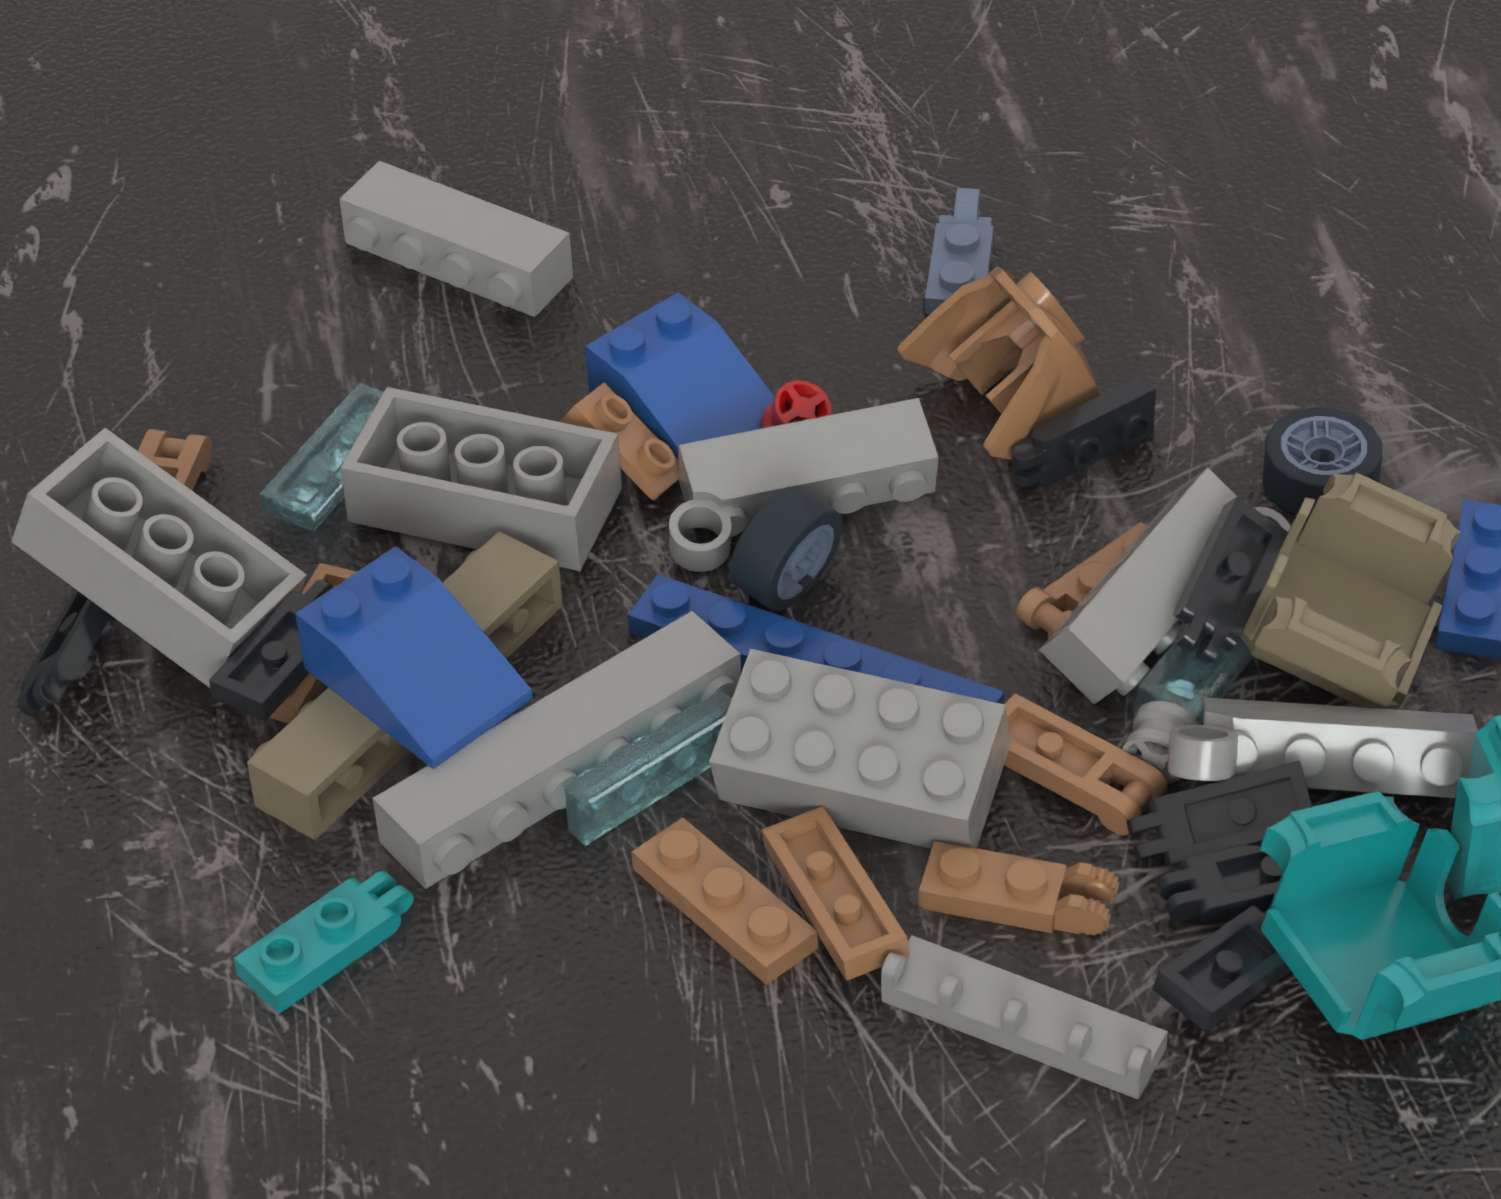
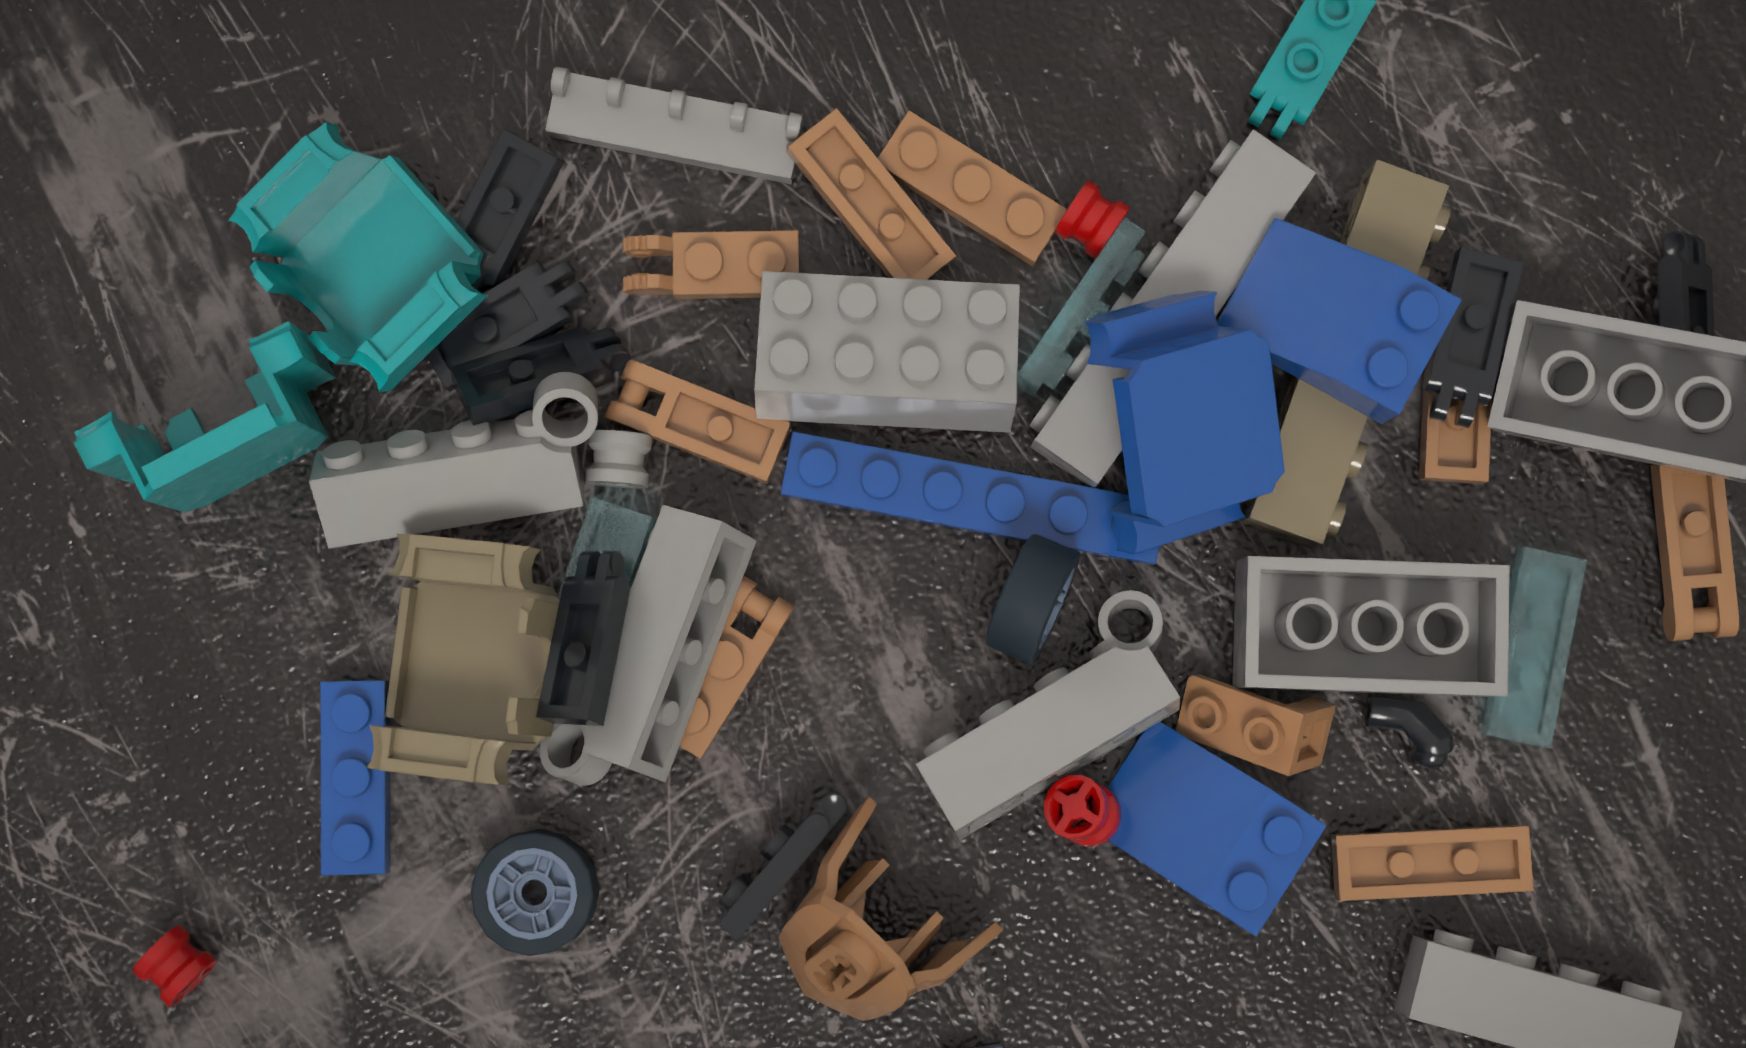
camera: 160 degrees right, 40 degrees up
(498, 341) = (1432, 862): none -> medium nougat plate
(581, 612) = (1190, 417): none -> blue piece
(608, 832) = (1091, 219): none -> red wheel

